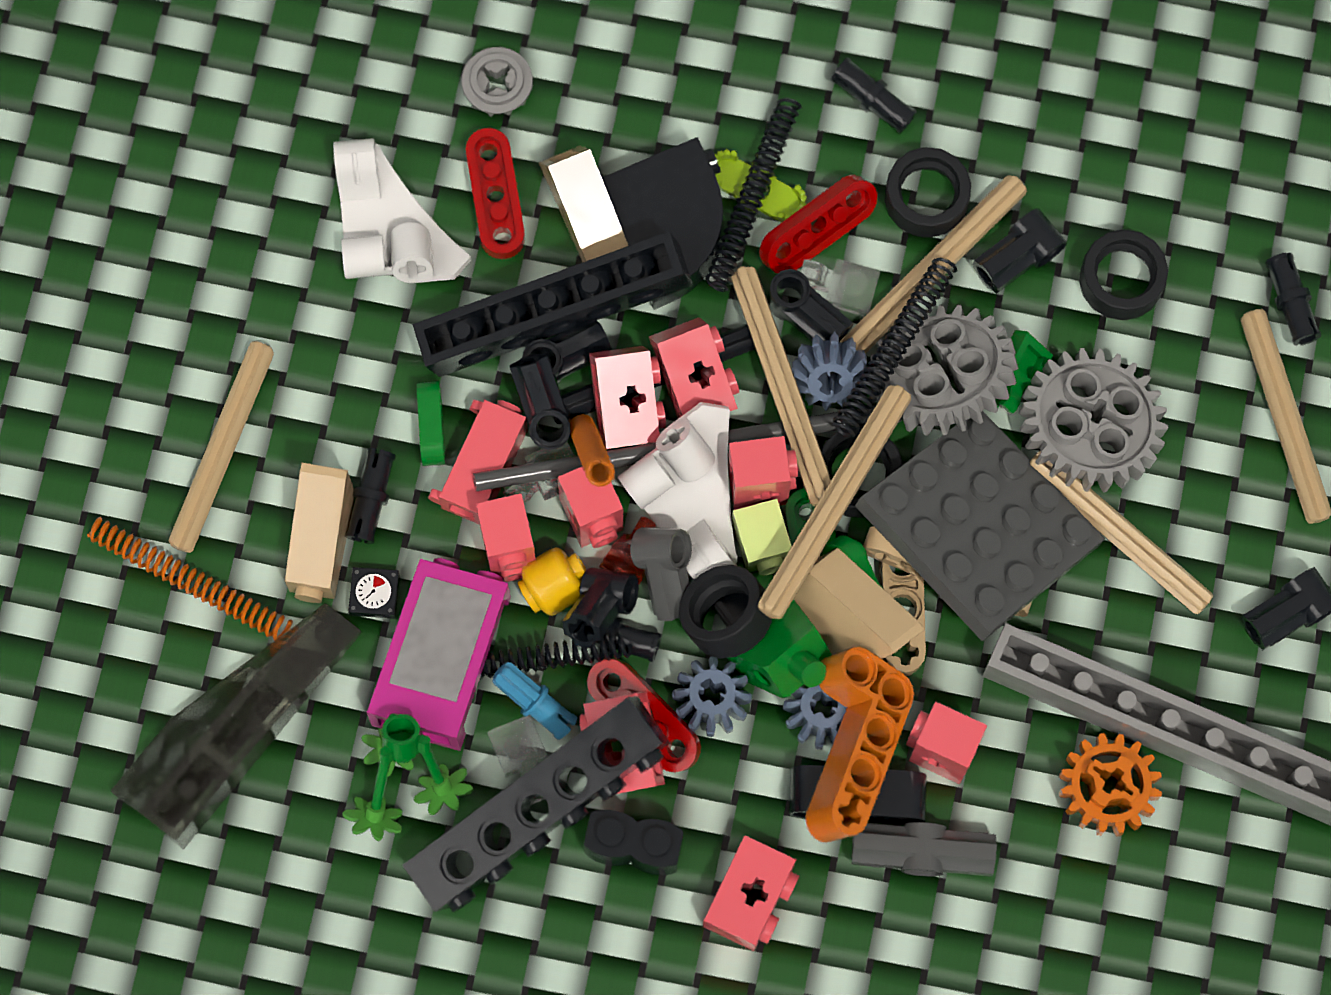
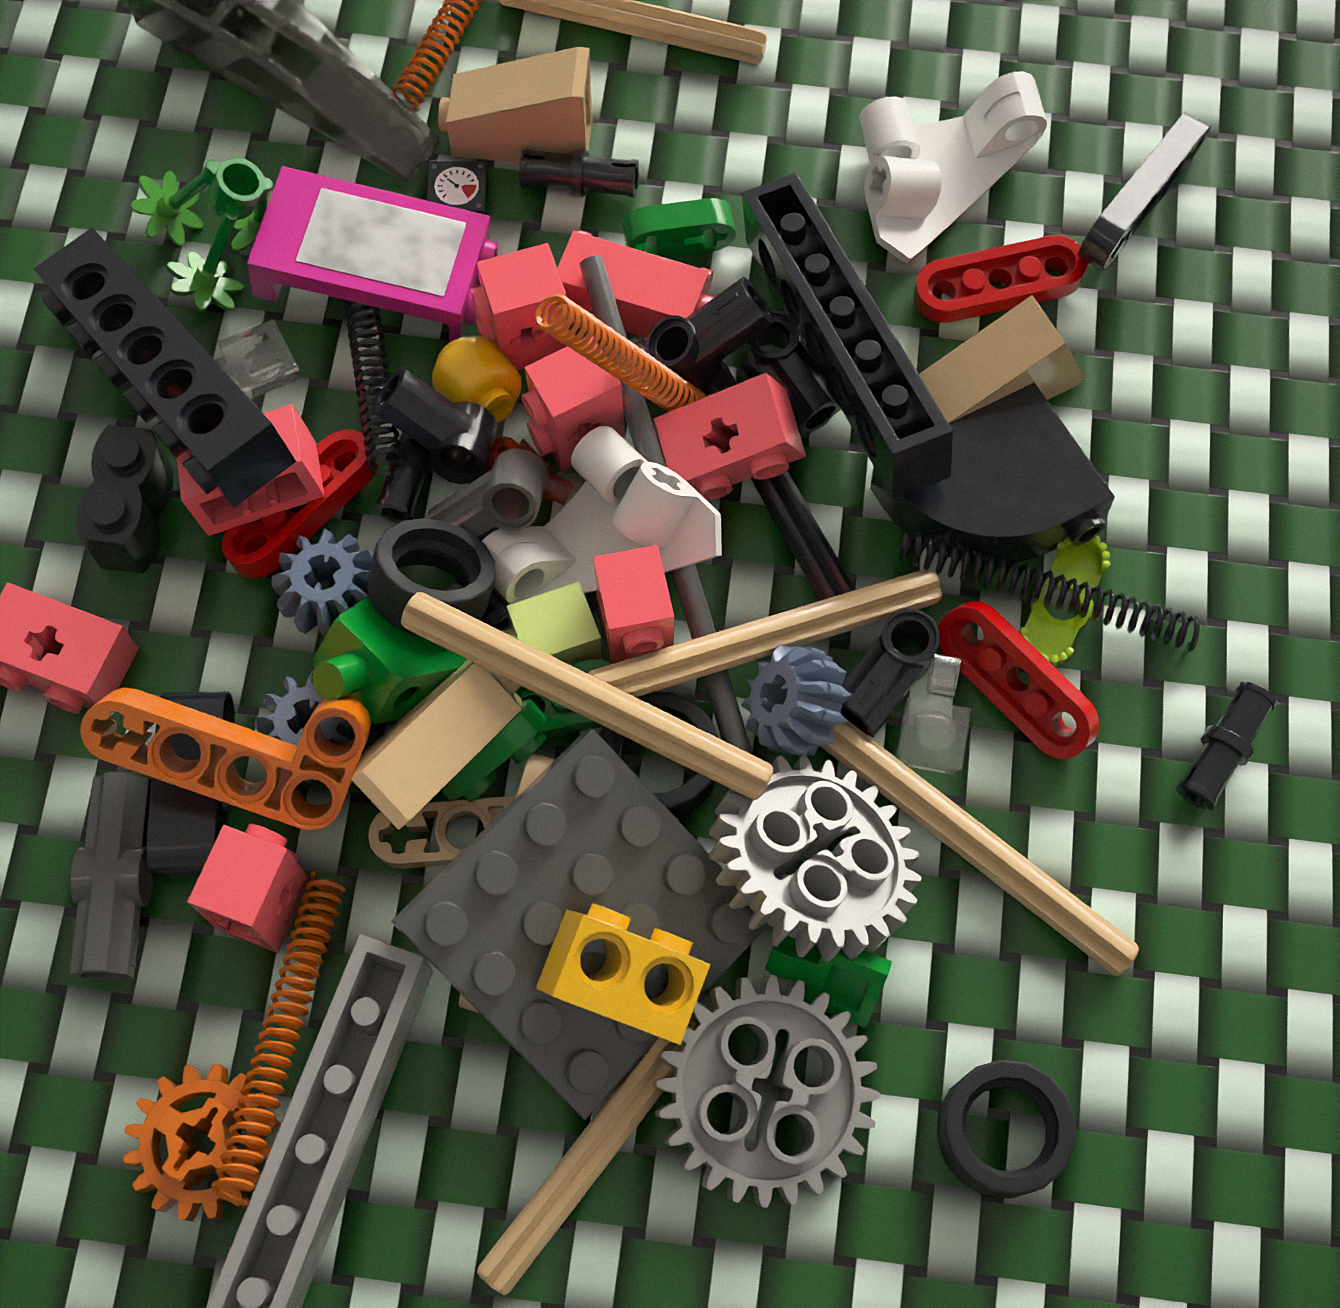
camera: 85 degrees right, 5 degrees down
(436, 77) = (1143, 191): none -> beam
(495, 63) = (1141, 254): light grey gear -> none
(534, 700) = (316, 362): dark azure axle -> none
(676, 353) = (808, 524): coral brick -> none
(890, 347) = (783, 743): black piece -> none
(935, 160) = (1125, 795): black tyre -> none
(1025, 494) = (619, 985): none -> yellow brick
(1028, 244) = (1033, 982): black piece -> none
(1054, 732) = (306, 971): none -> orange piece

